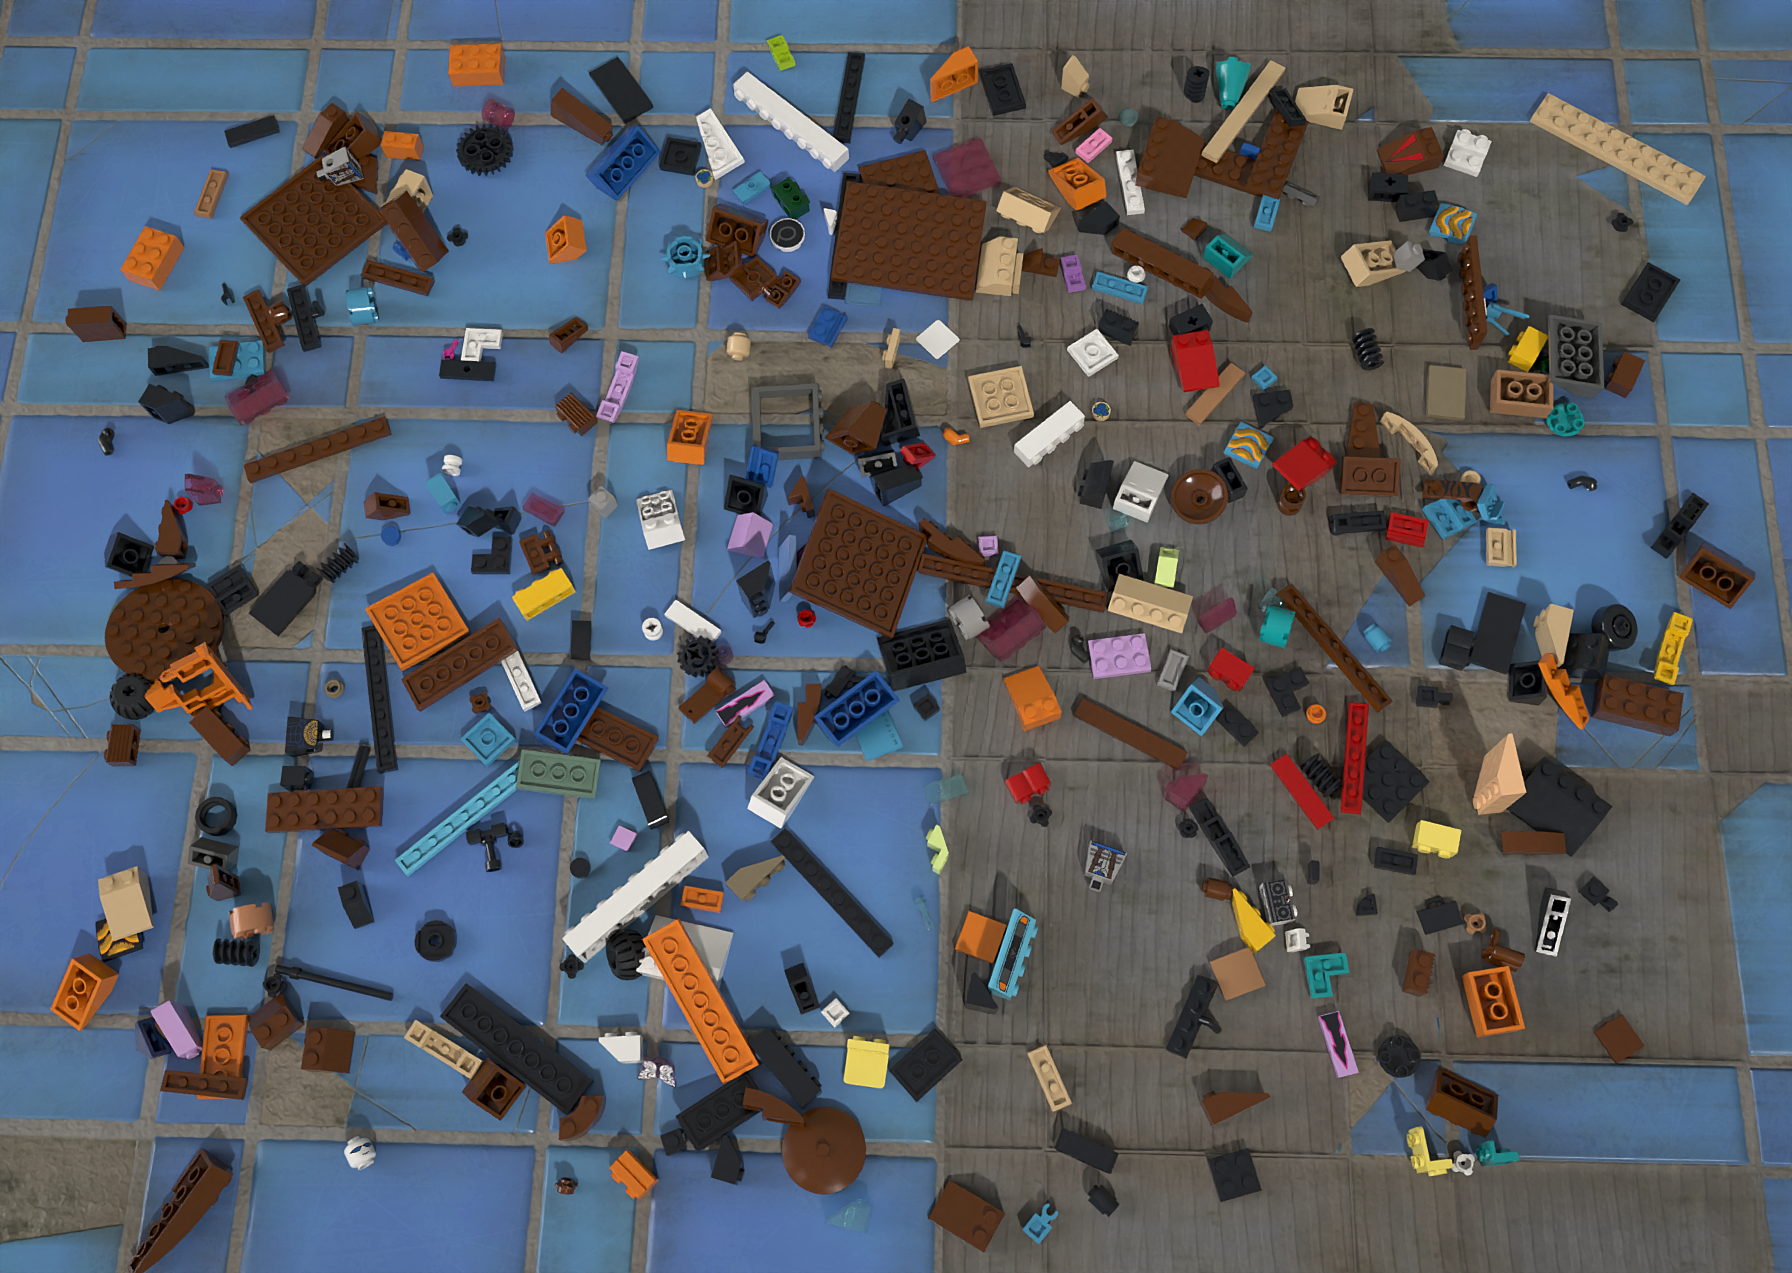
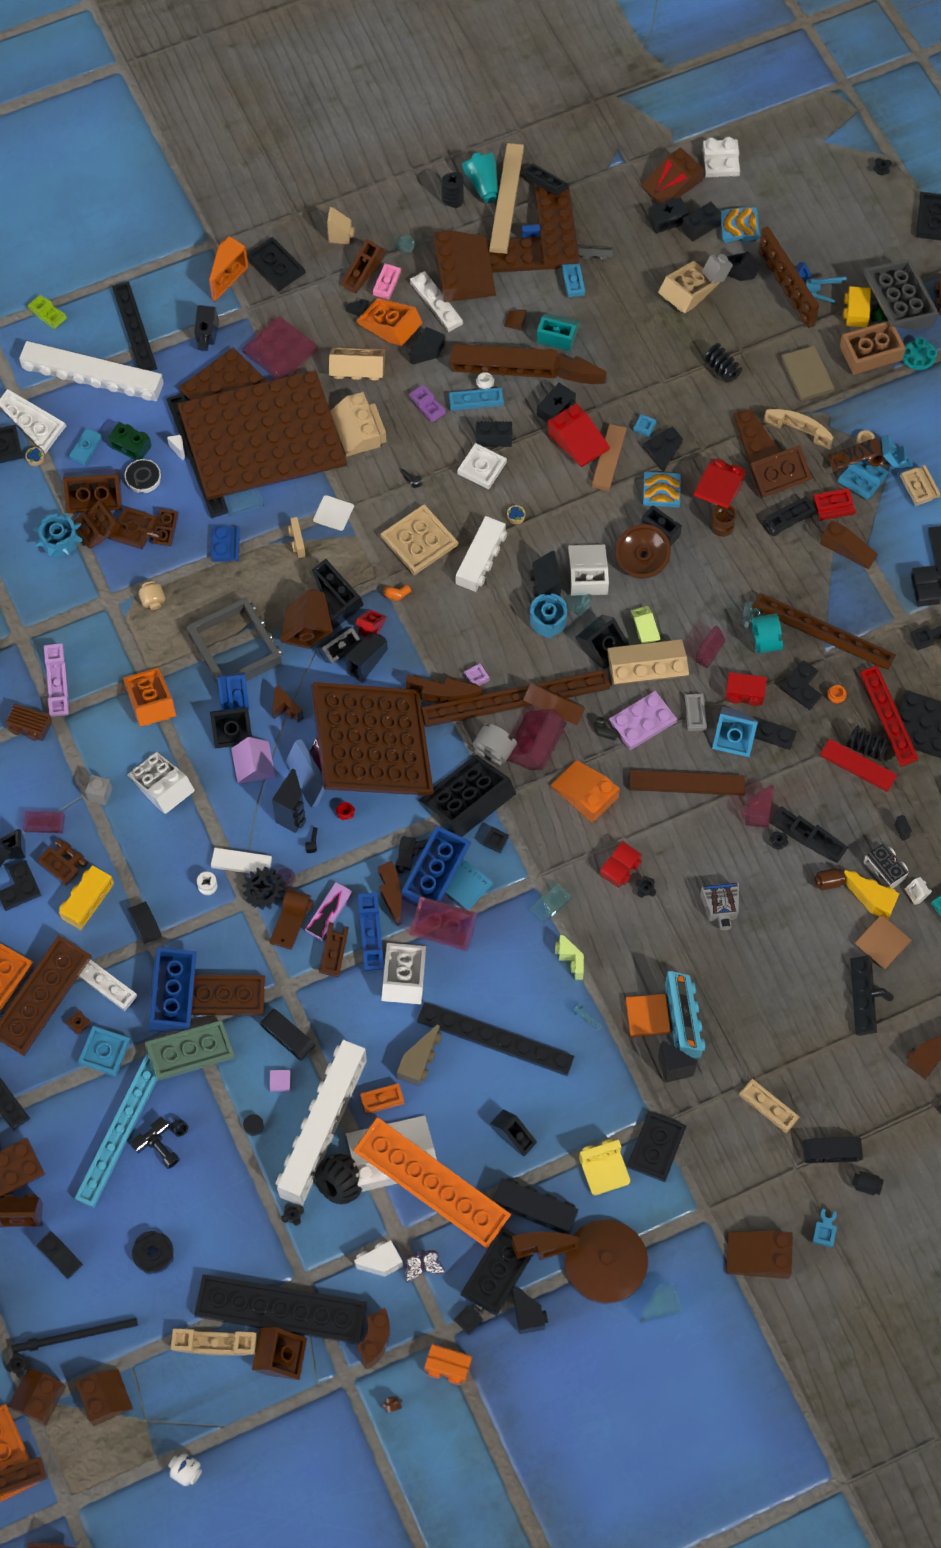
camera: 30 degrees left, 5 degrees down
(835, 766) = (444, 924): none -> clear pink slope
(835, 1012) = (553, 1140): white tile -> none
(1003, 579) = (507, 697): dark azure tile -> none
(1037, 263) = (393, 407): reddish brown slope -> none
(1081, 518) = (548, 615): none -> dark azure brick
(1325, 104) = (576, 163): tan slope -> none
(1377, 638) = (856, 607): dark azure brick -> none
(1618, 149) = (846, 104): tan plate -> none

